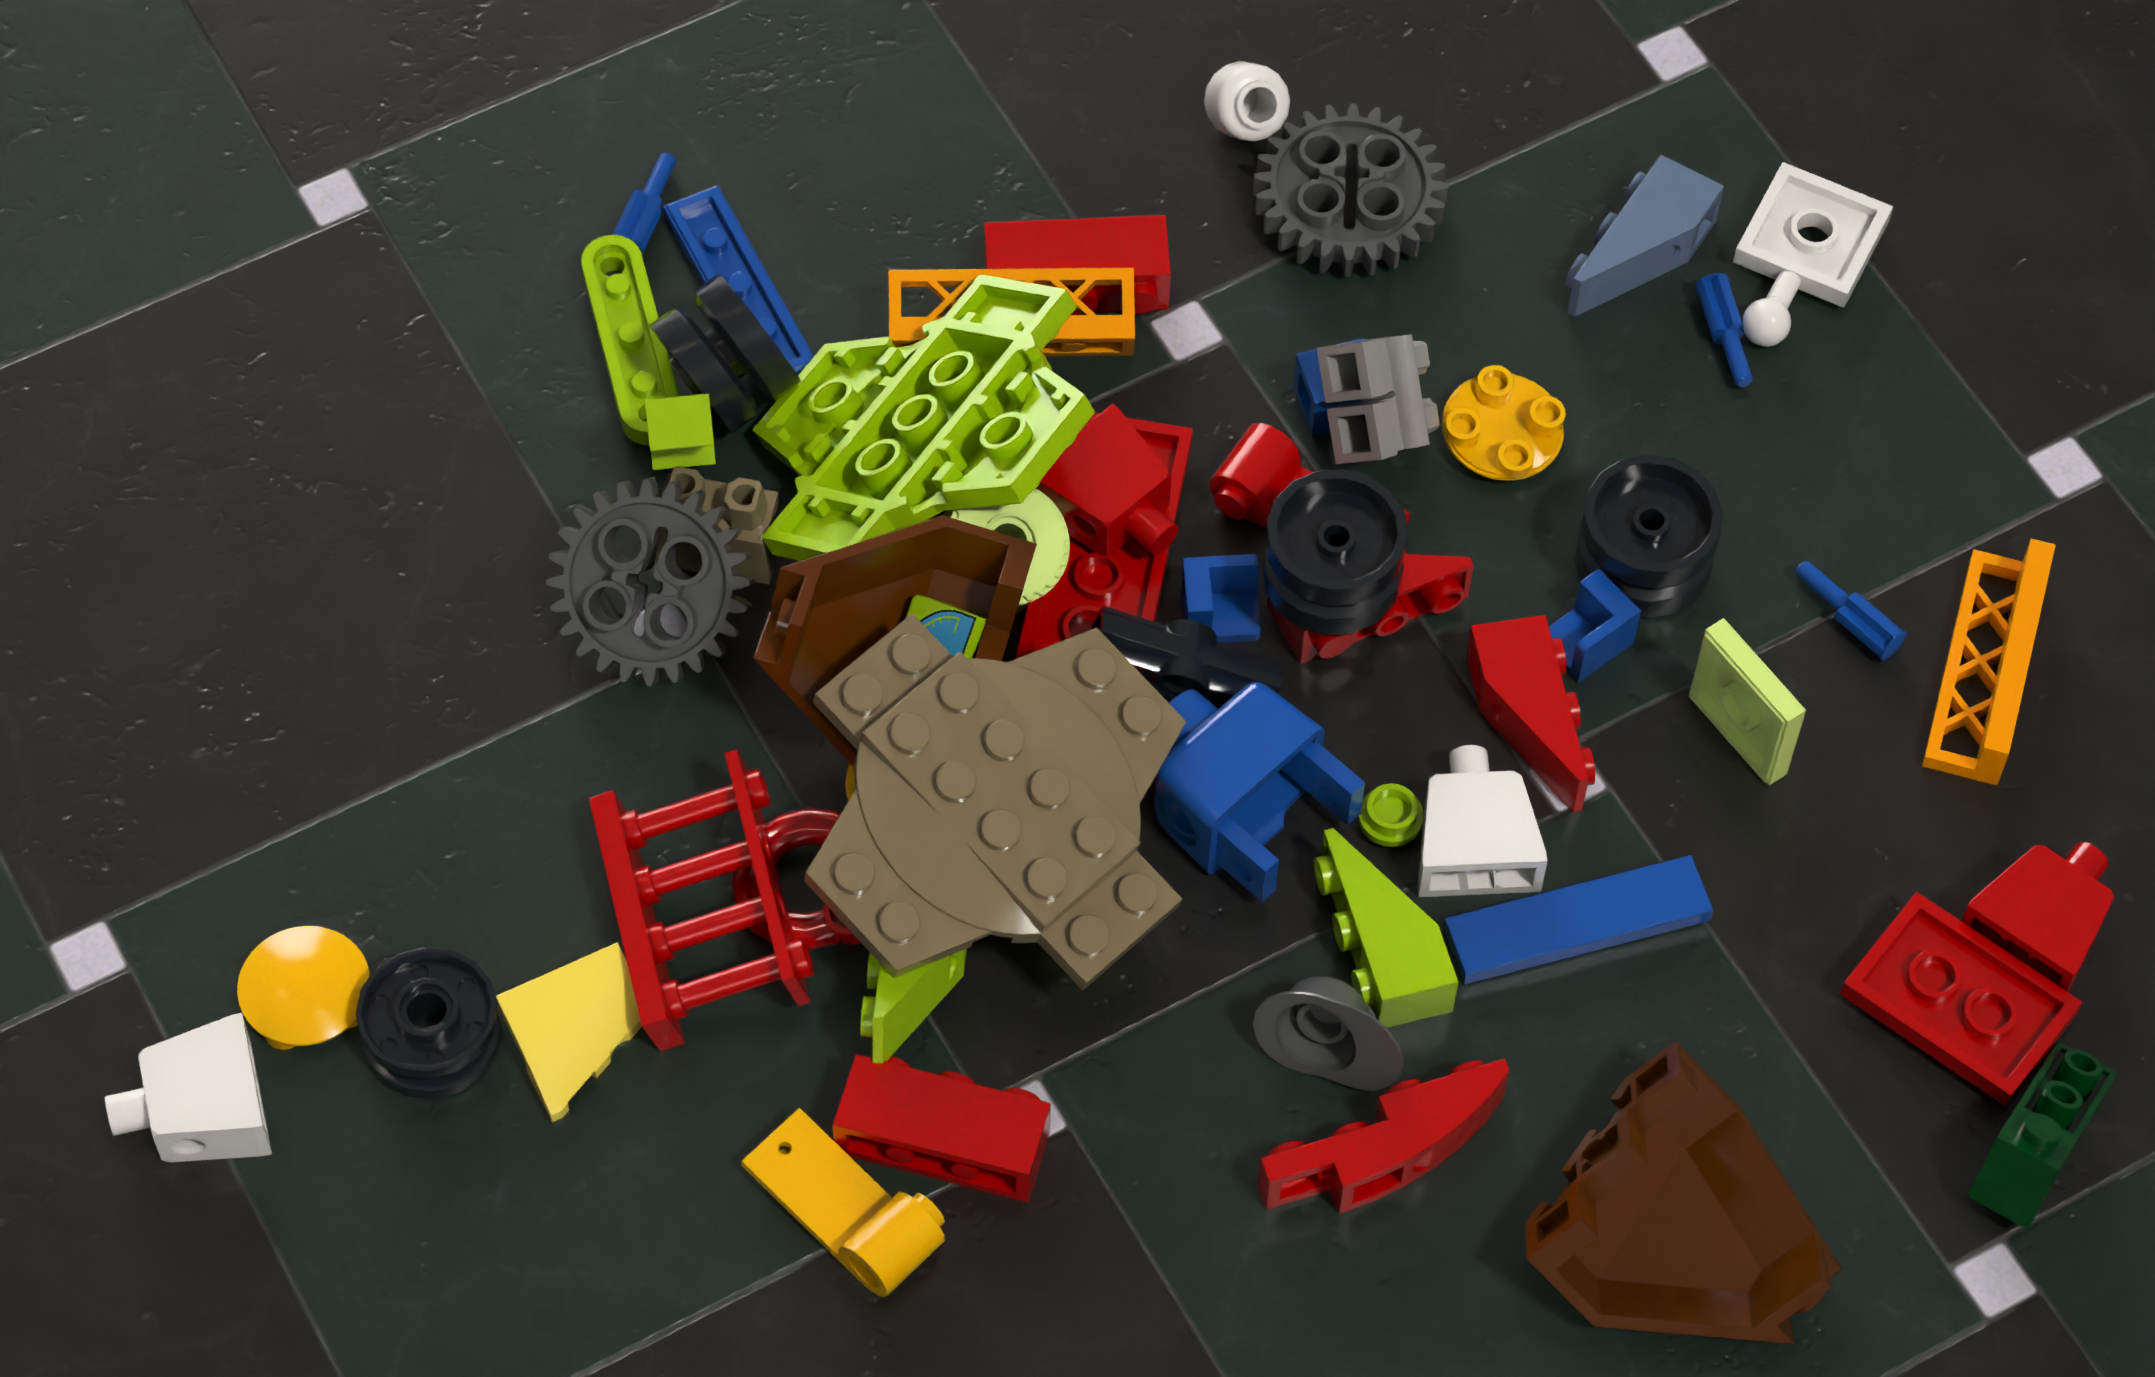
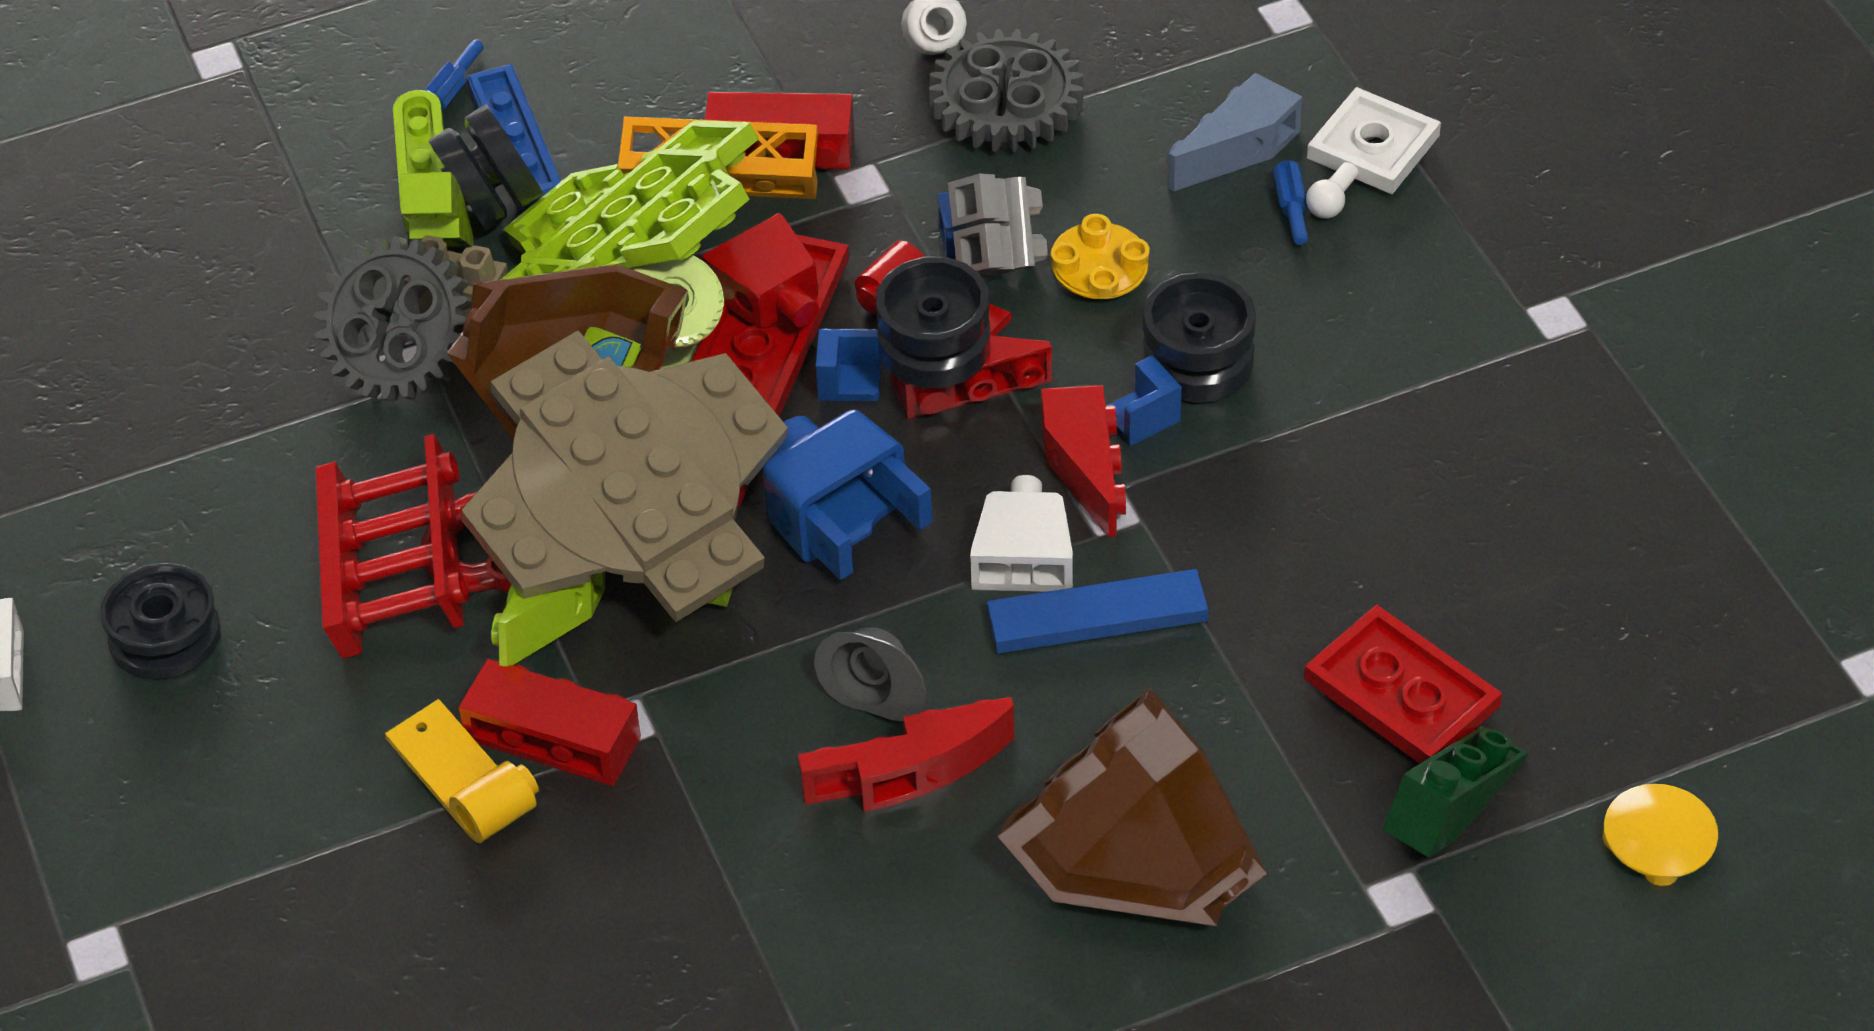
camera: 10 degrees right, 10 degrees down
(302, 986) = (67, 591): yellow dish -> none
(571, 1023) = (272, 629): light yellow slope -> none
(1185, 656) = (803, 393): black piece -> none
(1391, 815) = (955, 525): lime plate -> none
(1393, 942) = (941, 612): lime slope -> none
(1746, 702) = (1255, 456): yellowish green tile -> none
(1855, 613) = (1364, 408): blue axle -> none
(2012, 661) = (1477, 455): light orange fence -> none
(2046, 909) = (1483, 624): red torso -> none

